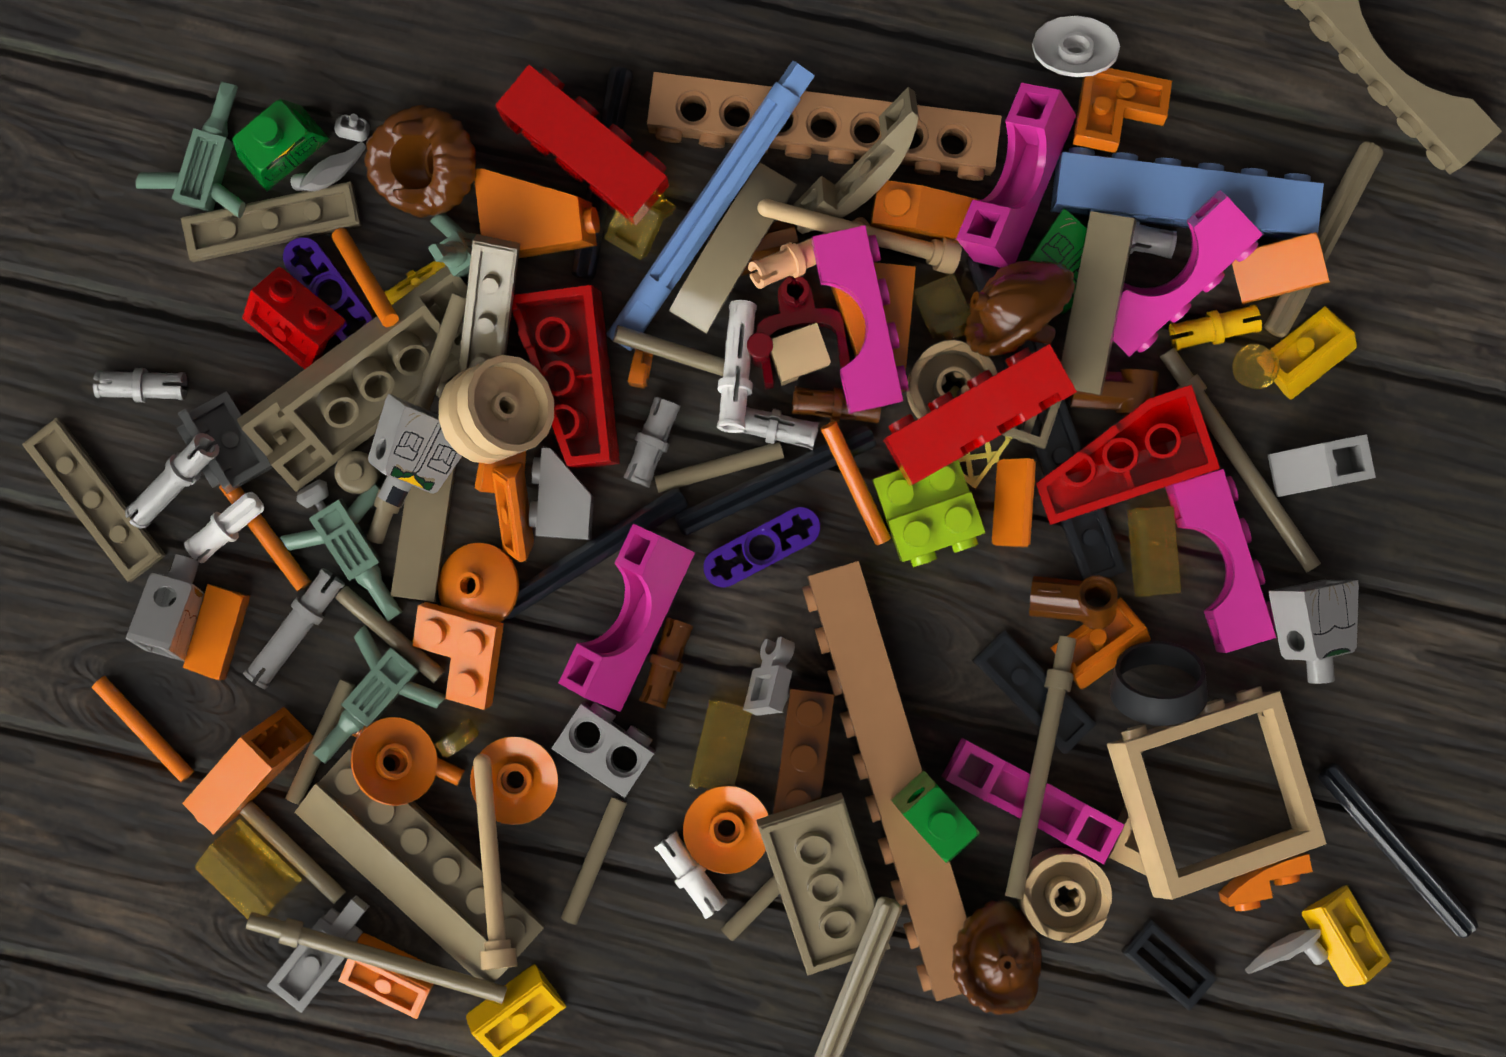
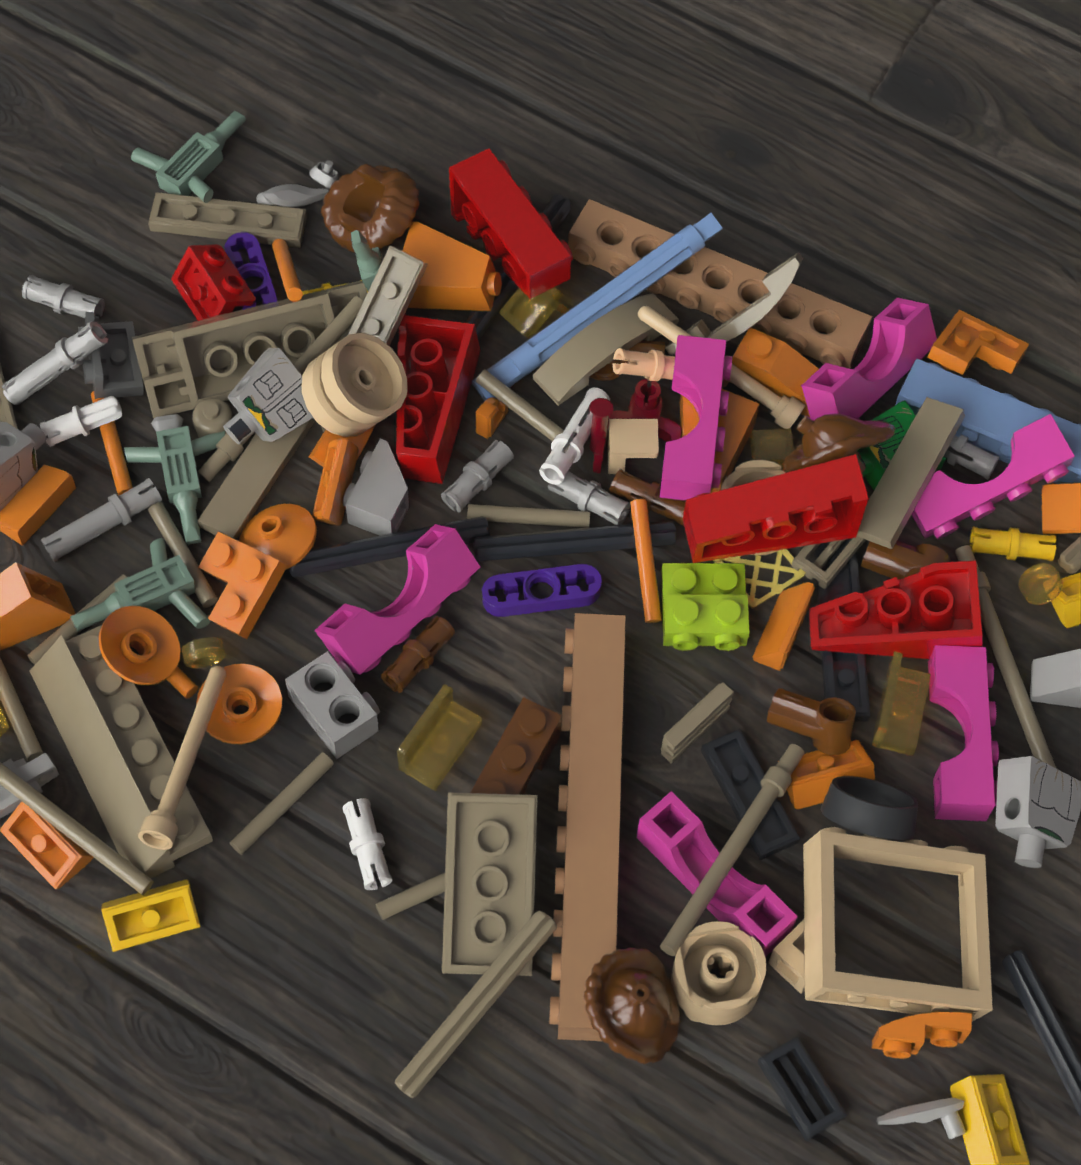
camera: 20 degrees right, 25 degrees down
(278, 142) = (258, 158): green torso -> none
(724, 852) = (410, 792): orange dish -> none
(770, 683) = (506, 697): light grey plate -> none
(935, 817) = (619, 841): green torso -> none
(962, 641) = (696, 722): none -> dark tan tile
(1076, 46) = (952, 294): white dish -> none

